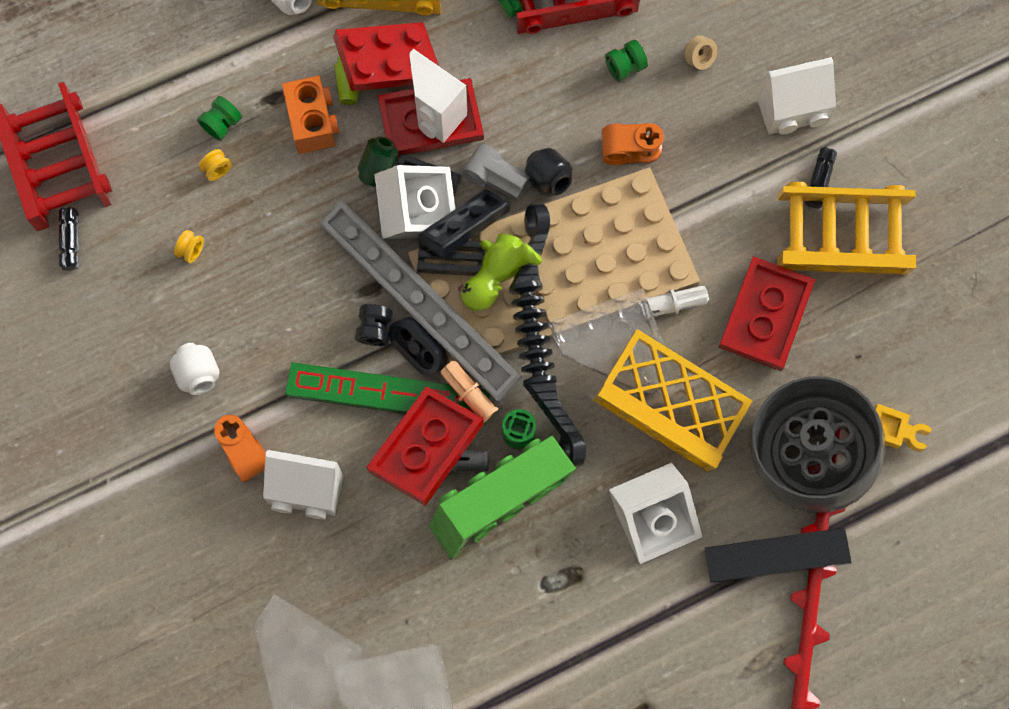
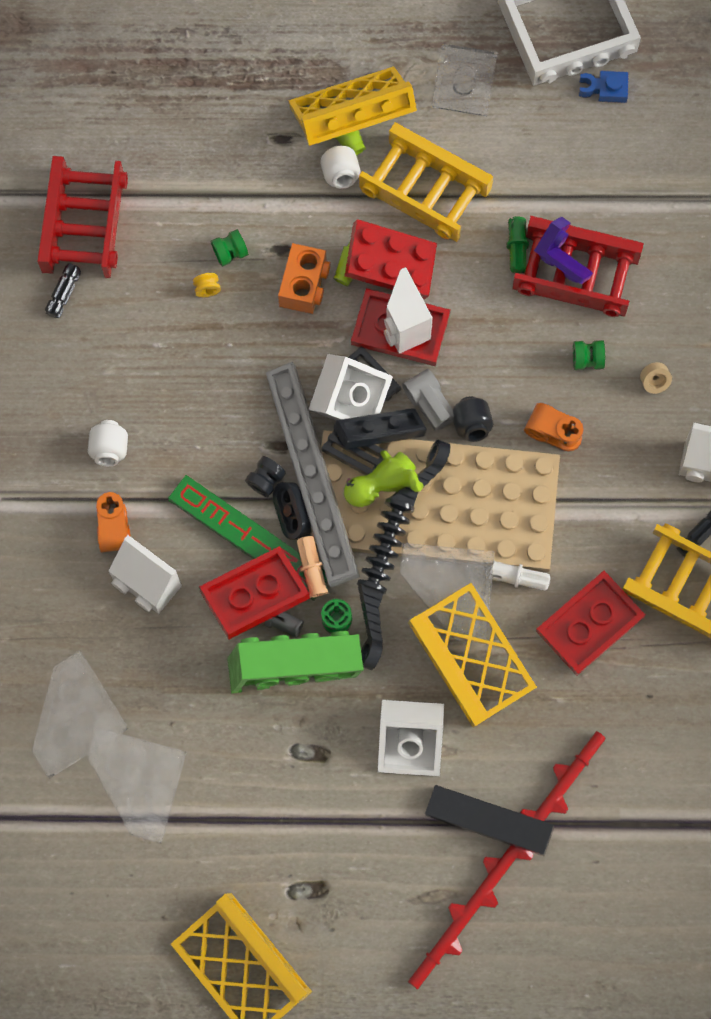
camera: 30 degrees right, 0 degrees up
(189, 246) = (152, 342): yellow bush -> none
(377, 156) = (337, 341): dark green brick -> none
(844, 409) = (553, 717): dark grey wheel -> none
(898, 430) = (642, 766): yellow plate -> none

